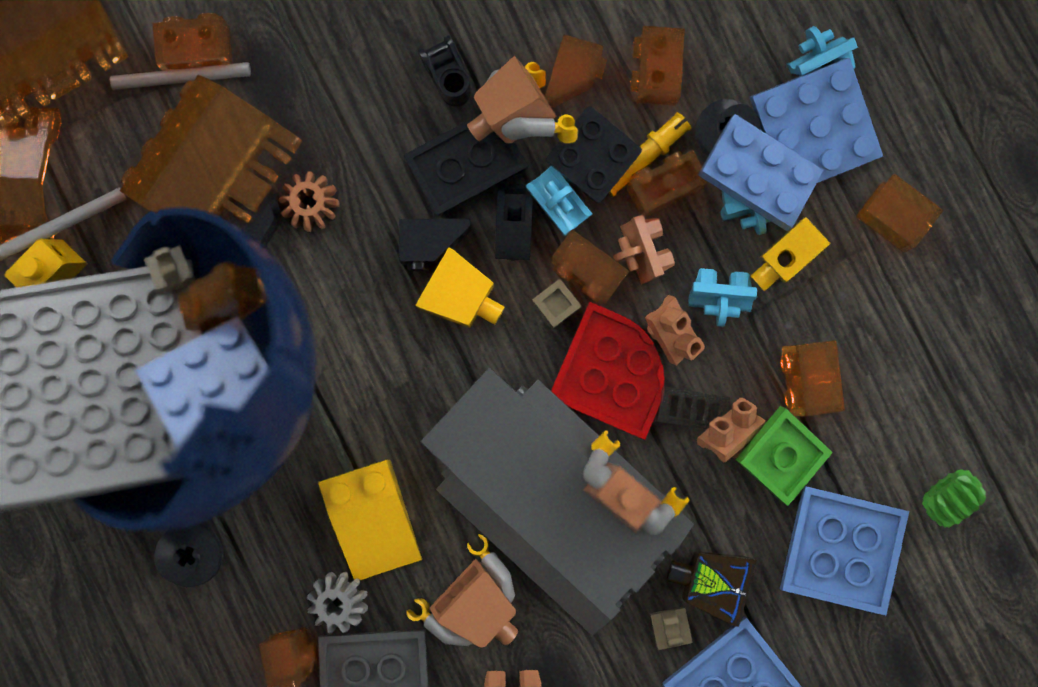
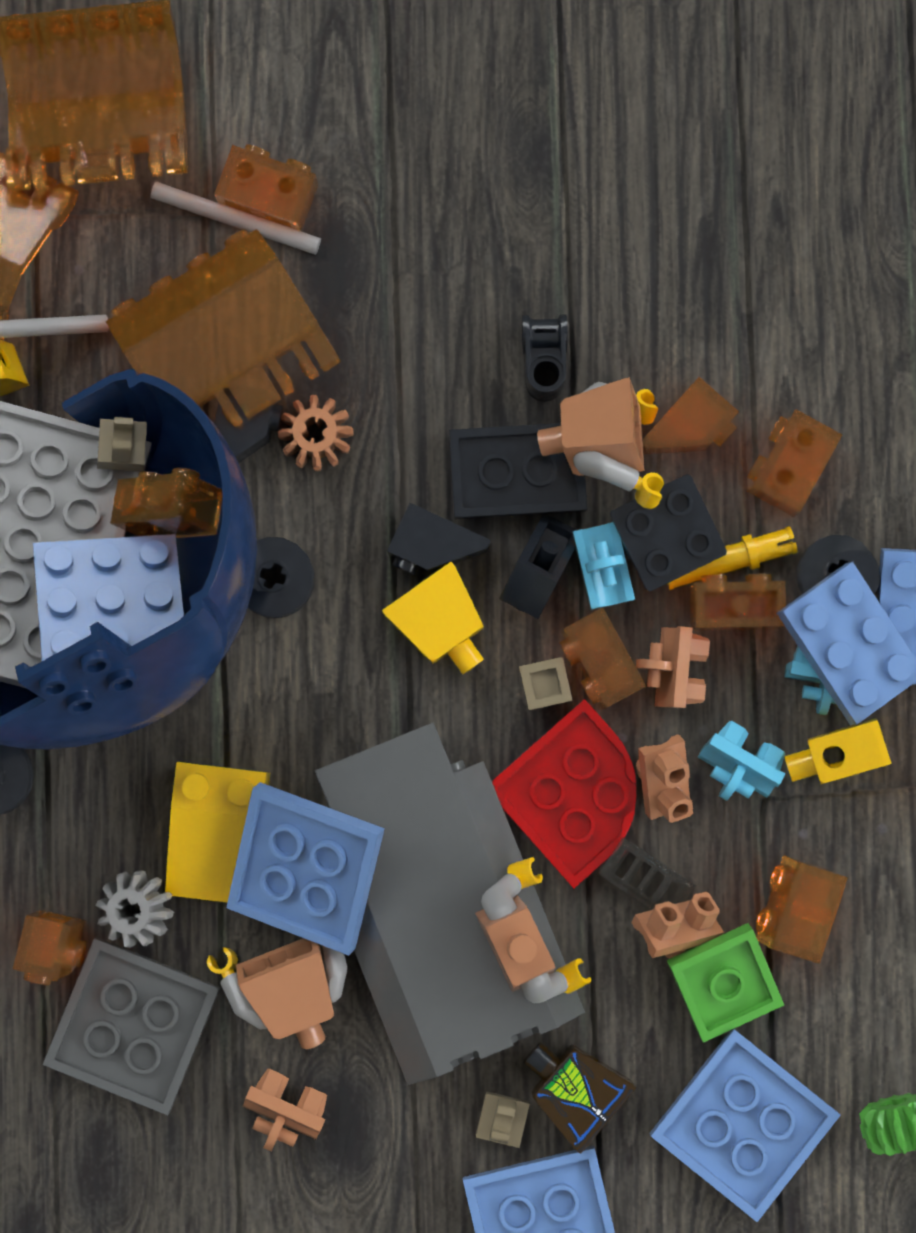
camera: 25 degrees right, 0 degrees up
(340, 304) = (299, 582): none -> black piece
(445, 515) = (304, 868): none -> medium blue plate

